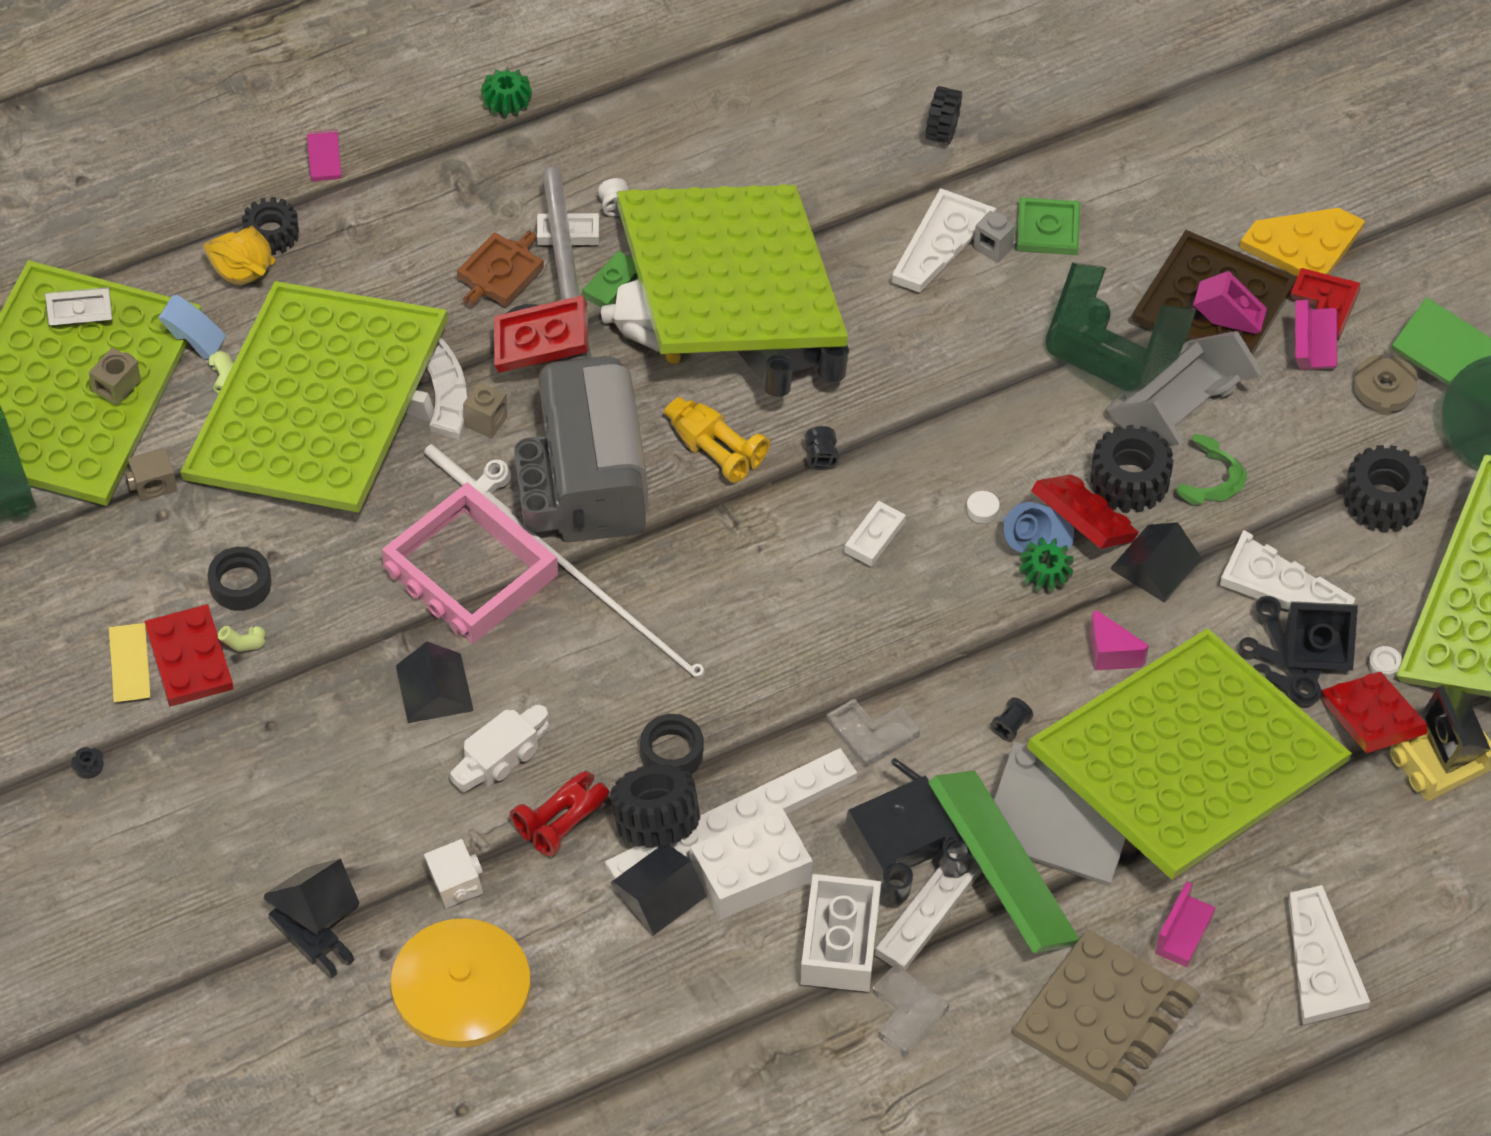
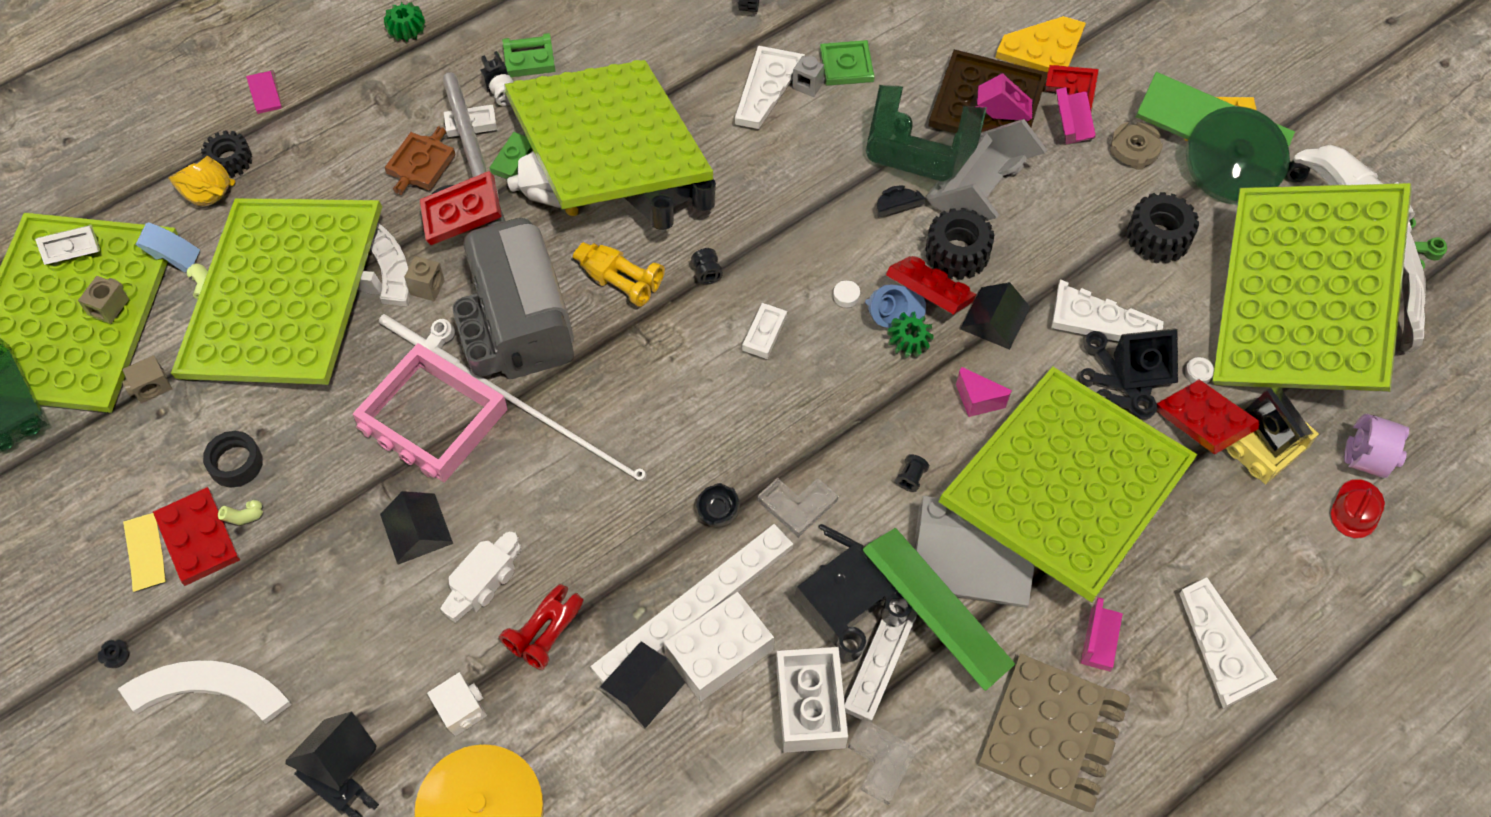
camera: 10 degrees left, 5 degrees up
(185, 804) = (209, 678): none -> white tile
(605, 170) = (492, 69): none -> black plate
(653, 165) = (529, 61): none -> bright green plate
(655, 805) = (626, 609): black tyre -> none
(677, 725) = (624, 528): black tyre -> none
(780, 717) = (718, 505): none -> black hair
(1070, 405) = (898, 199): none -> black plate
(1222, 492) = (1033, 251): bright green helmet -> none

